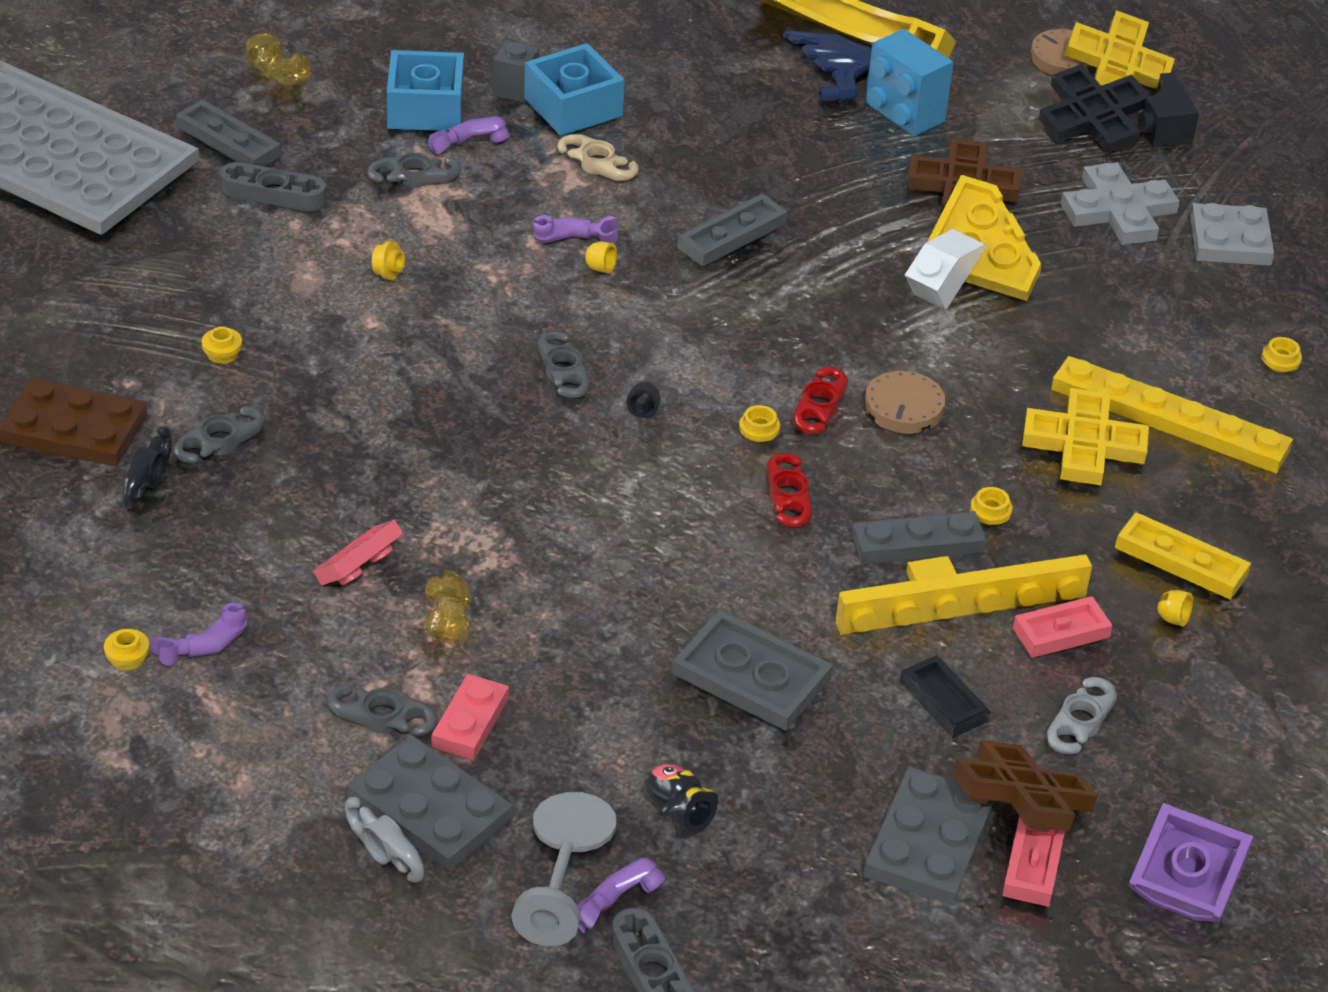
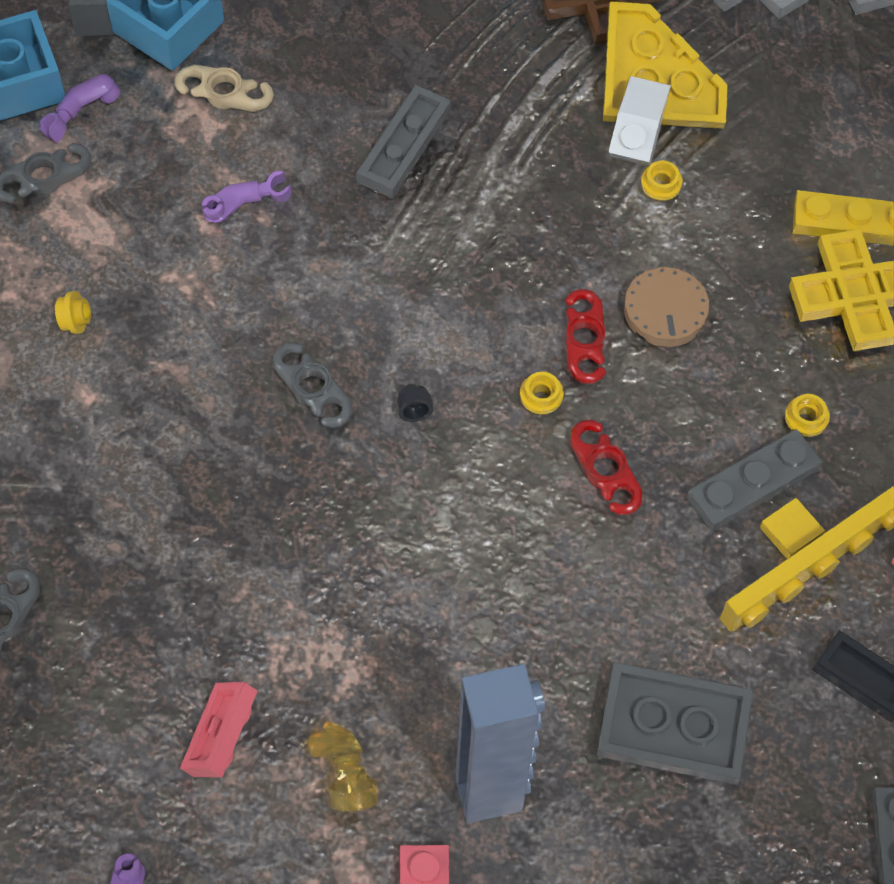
camera: 20 degrees left, 20 degrees up
(569, 574) = (497, 741): none -> sand blue brick
(601, 256) = (287, 225): yellow hinge -> none
(948, 316) = (665, 172): none -> yellow plate

